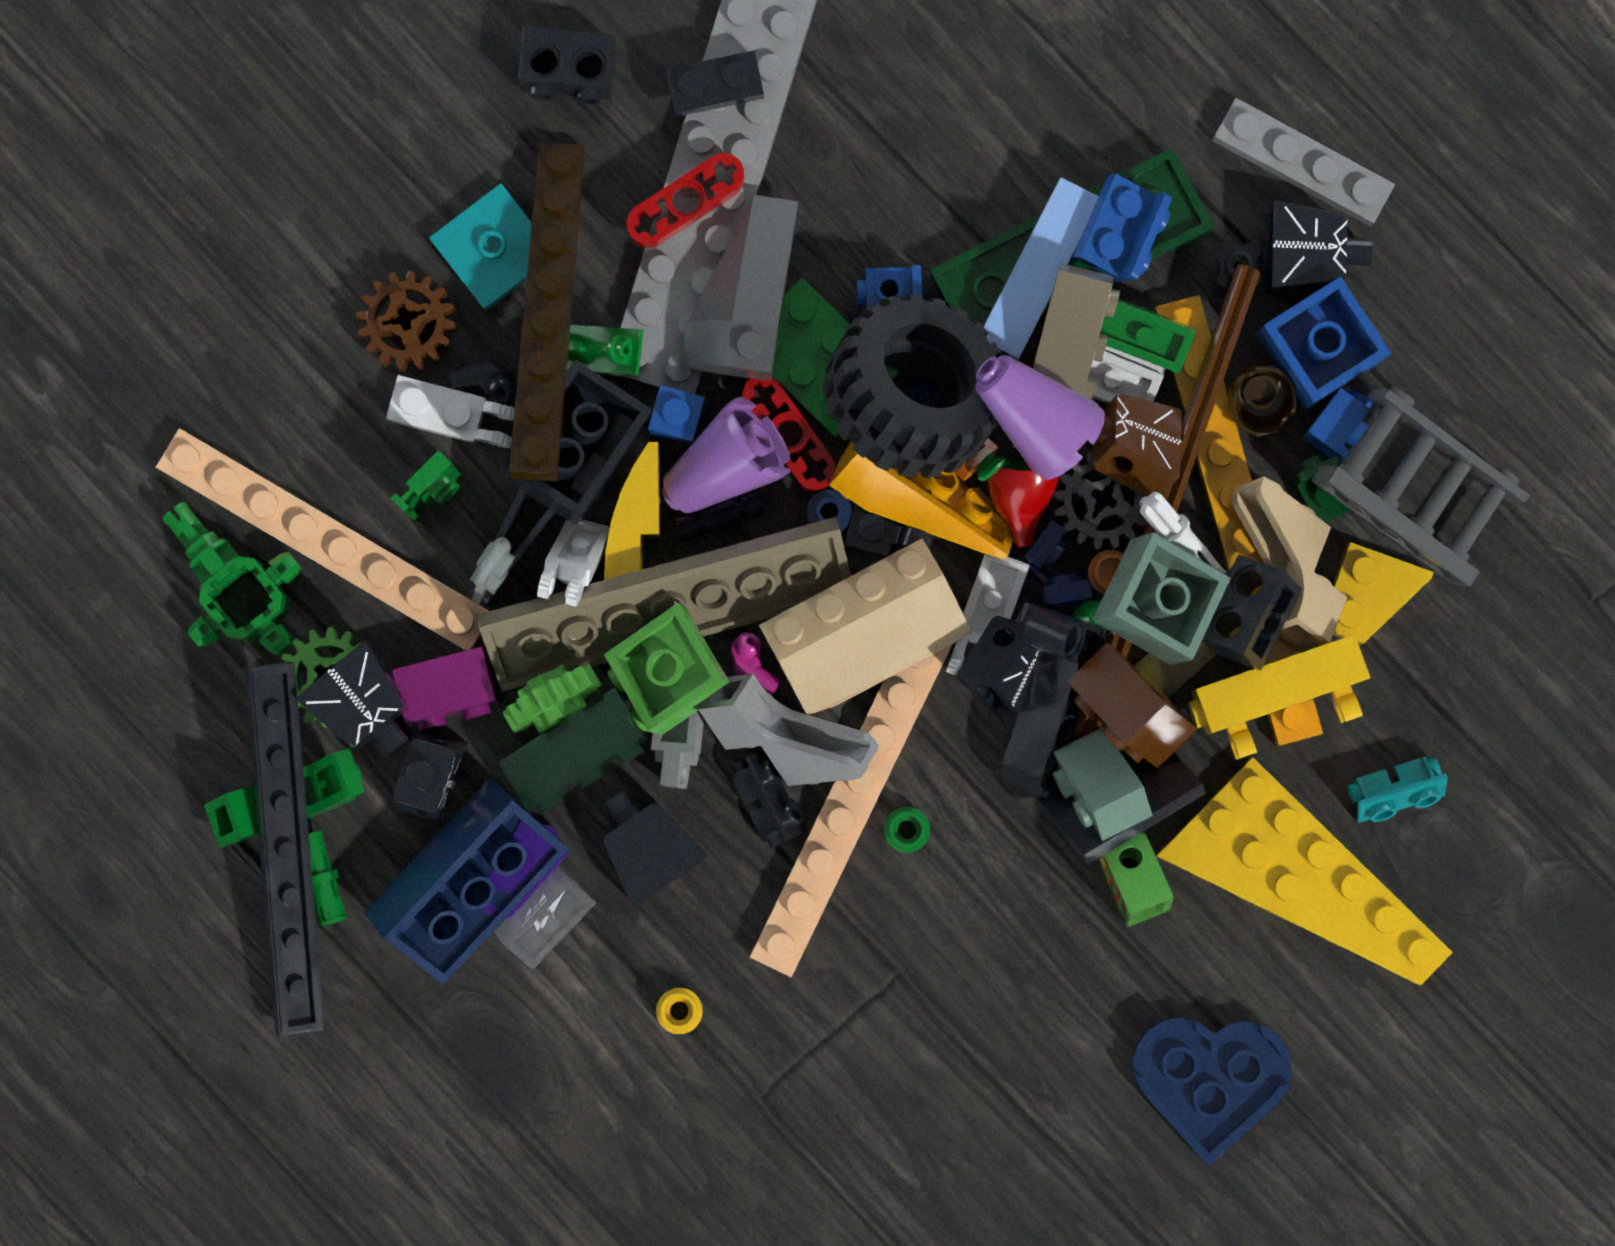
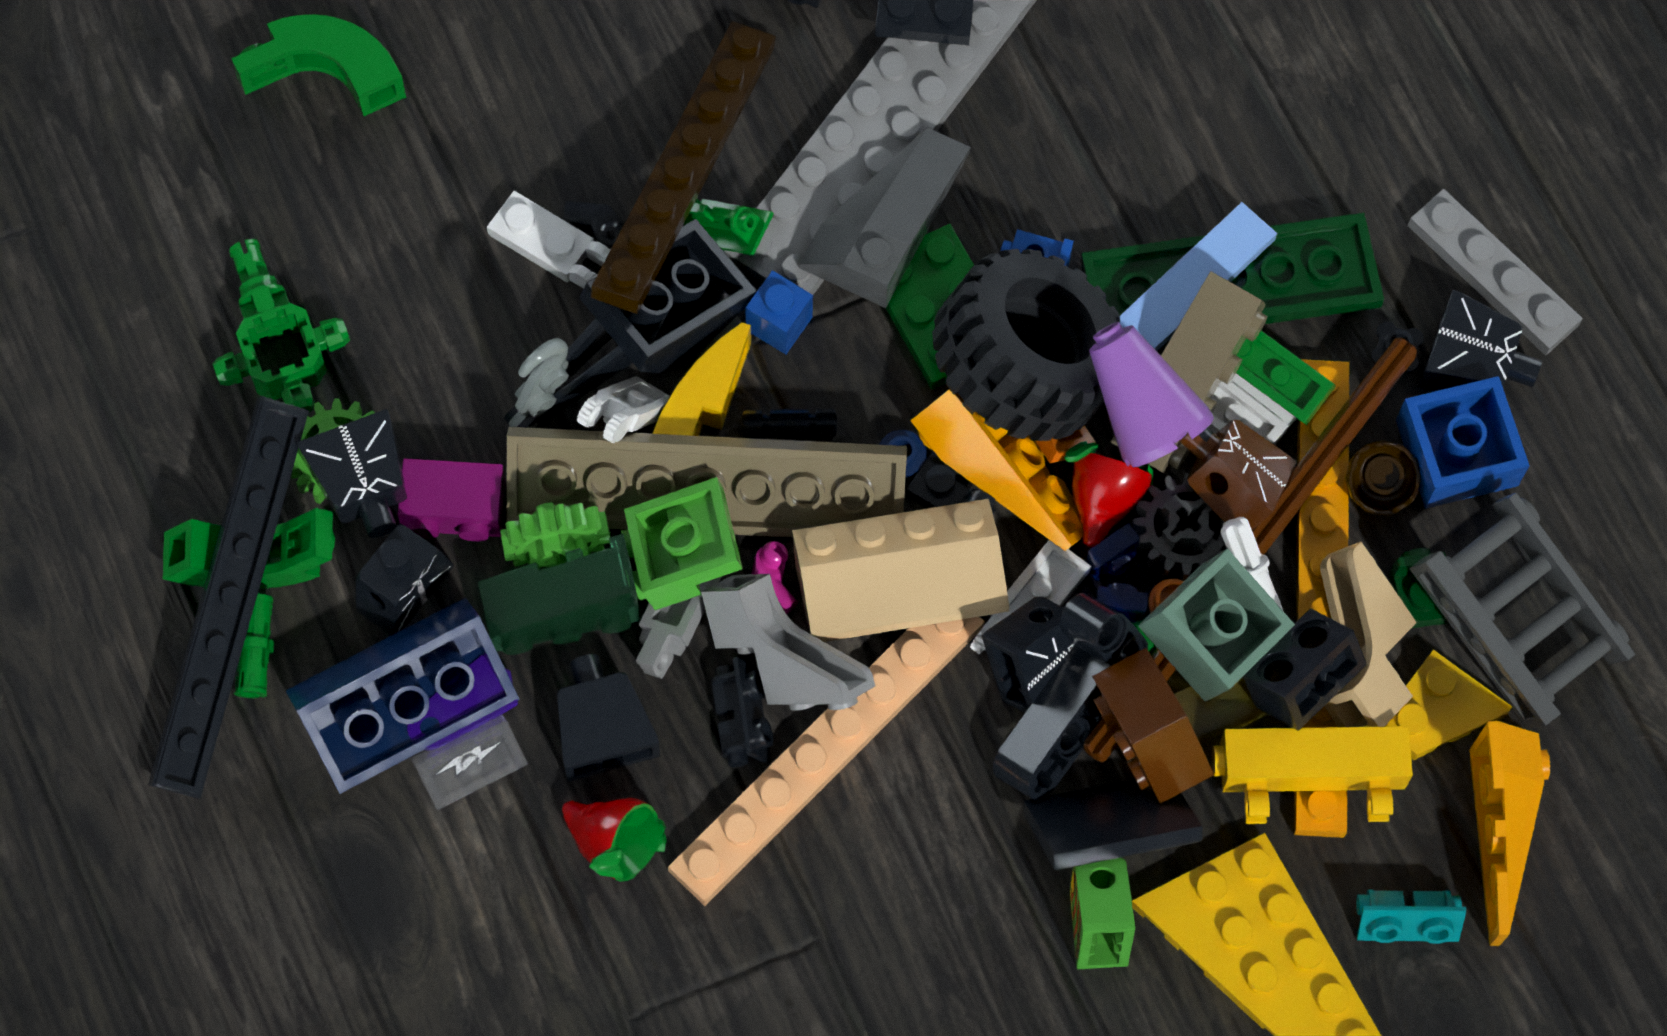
camera: 15 degrees right, 15 degrees down
(179, 290) = (327, 47): none -> green arch
(322, 539) = (379, 321): light nougat plate -> none
(389, 325) = (548, 162): reddish brown gear -> none
(429, 484) = (505, 296): green plate -> none
(488, 246) = (645, 101): teal plate -> none
(675, 1025) = (575, 884): yellow plate -> none
(688, 181) = (821, 108): red beam -> none
(694, 948) = (616, 835): none -> hat
(727, 460) = (813, 363): medium lavender cone -> none
(817, 455) = (864, 340): red beam -> none
(907, 814) = (876, 777): green plate -> none
(1102, 784) = (1095, 794): sand green brick -> none
(1123, 229) = (1289, 267): blue bracket -> none
(1339, 423) = (1455, 524): blue brick -> none
(1454, 662) = (1507, 793): none -> light orange wedge

